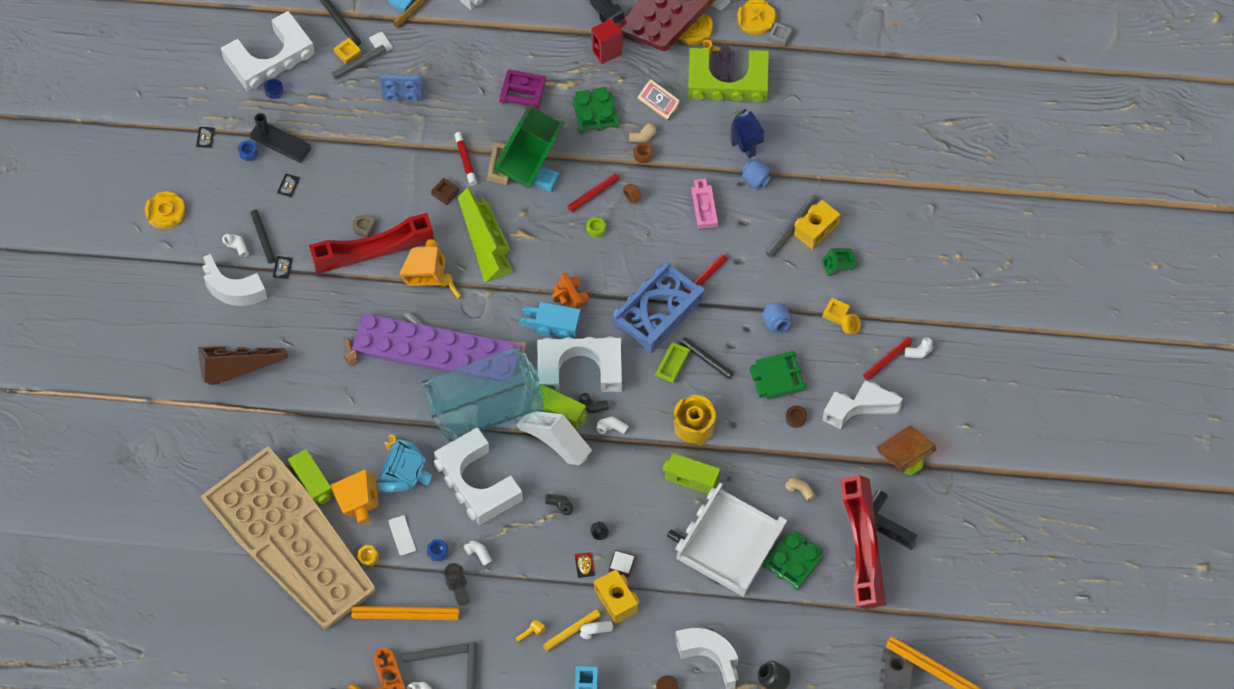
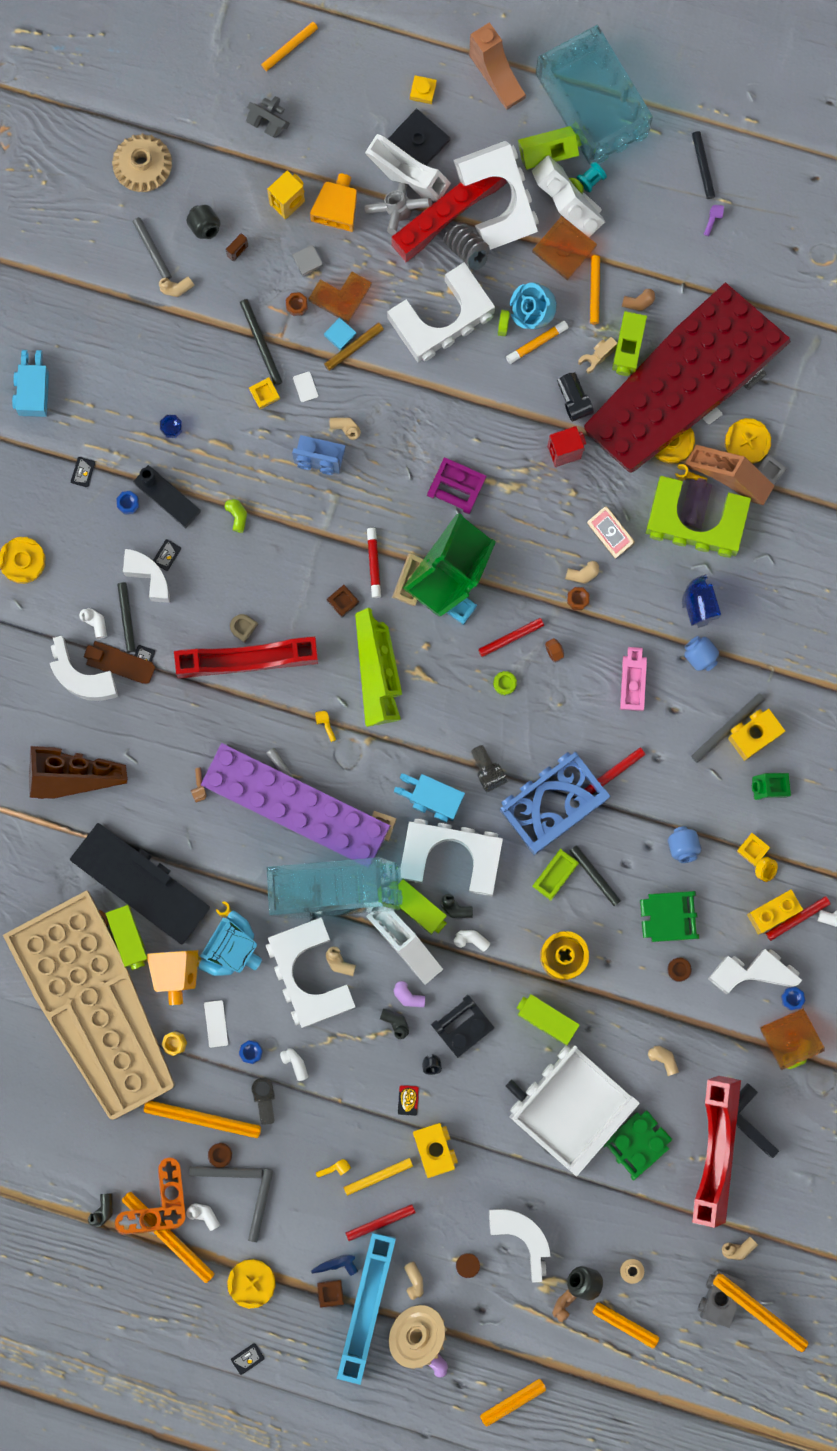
camera: 10 degrees right, 20 degrees up
(151, 81) = (31, 386): none -> medium azure hinge
(255, 71) = (204, 379): white arch -> none
(266, 272) = (120, 663): none -> reddish brown piece
(271, 194) = (141, 566): none -> white brick
(316, 431) = (140, 883): none -> black bracket
(344, 141) = (239, 512): none -> lime arm
(359, 61) = (275, 408): dark grey bar -> none
(420, 62) = (347, 425): none -> tan arm
(424, 265) = (301, 697): light orange torso -> none
(427, 639) = (220, 1155): none -> reddish brown tile
(498, 466) = (337, 963): none -> tan arm
(565, 481) = (405, 996): none -> lavender arm
(566, 292) = (454, 765): orange hips -> none
(588, 662) = (380, 1222): none -> red bar
(595, 109) = (534, 528): green plate -> none
(596, 627) = (401, 1183): white arm -> none
(598, 295) = (490, 774): none -> clear smoke axle
(622, 562) = (449, 1109): white tile -> none
(624, 500) = (468, 1032): none -> black plate
(750, 33) = (732, 471): none -> nougat arch
(813, 668) = (624, 1271): none -> tan plate
(866, 353) = (774, 912): none -> yellow brick
(899, 419) = (793, 998): none -> blue tile
(905, 628) = (739, 1252): none -> tan arm

